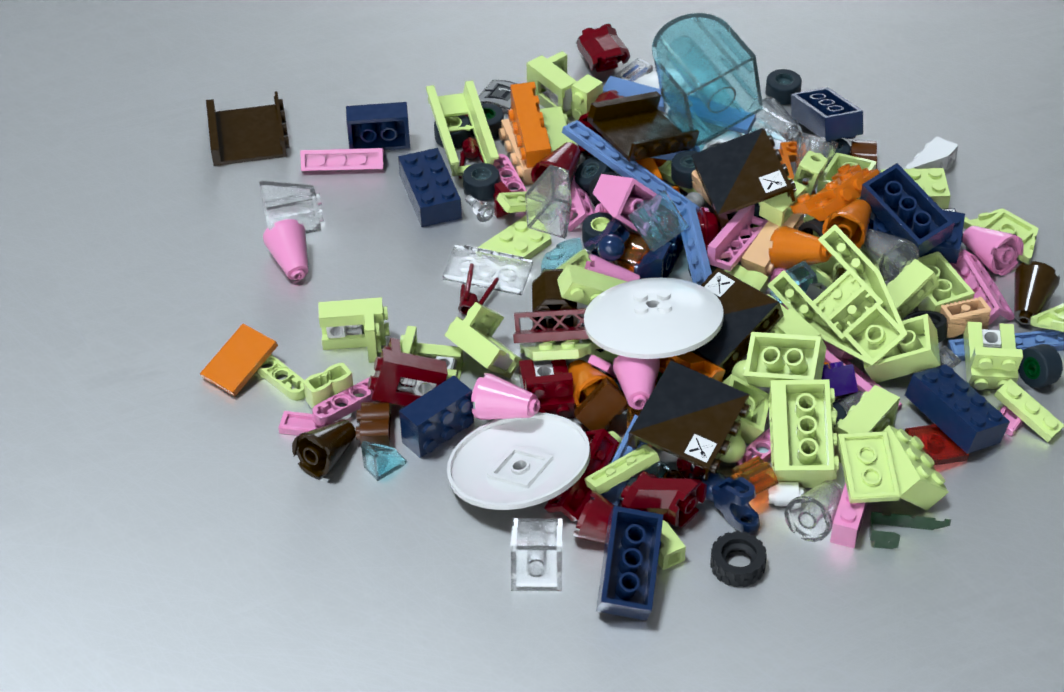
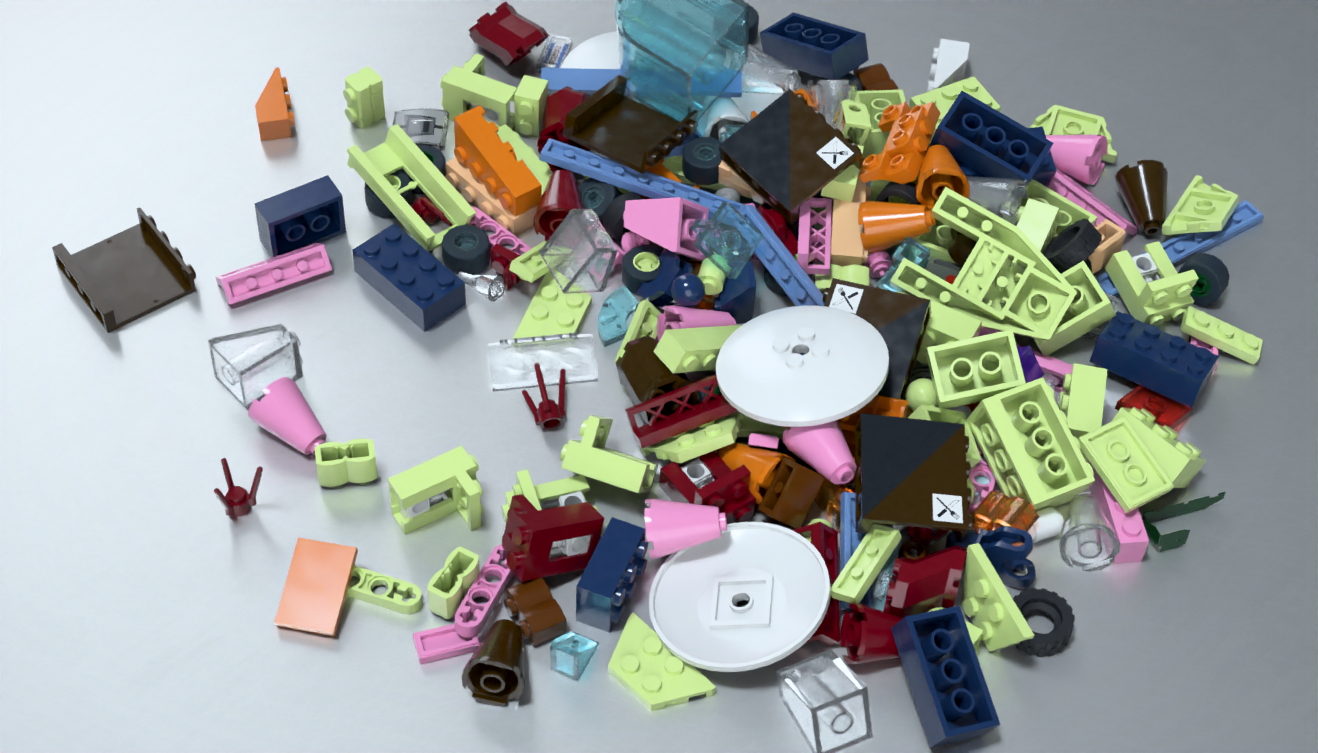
camera: 30 degrees left, 5 degrees up
(225, 290) = (237, 499): none -> dark red plant
(306, 288) = (345, 462): none -> yellowish green brick
(408, 56) = (271, 109): none -> orange slope
(431, 492) = (652, 670): none -> yellowish green wing
(472, 62) = (364, 97): none -> yellowish green brick
(636, 247) = (711, 277): none -> yellowish green brick
(700, 528) = (990, 603): none -> yellowish green wing
(930, 302) = (1073, 245): none -> black tyre

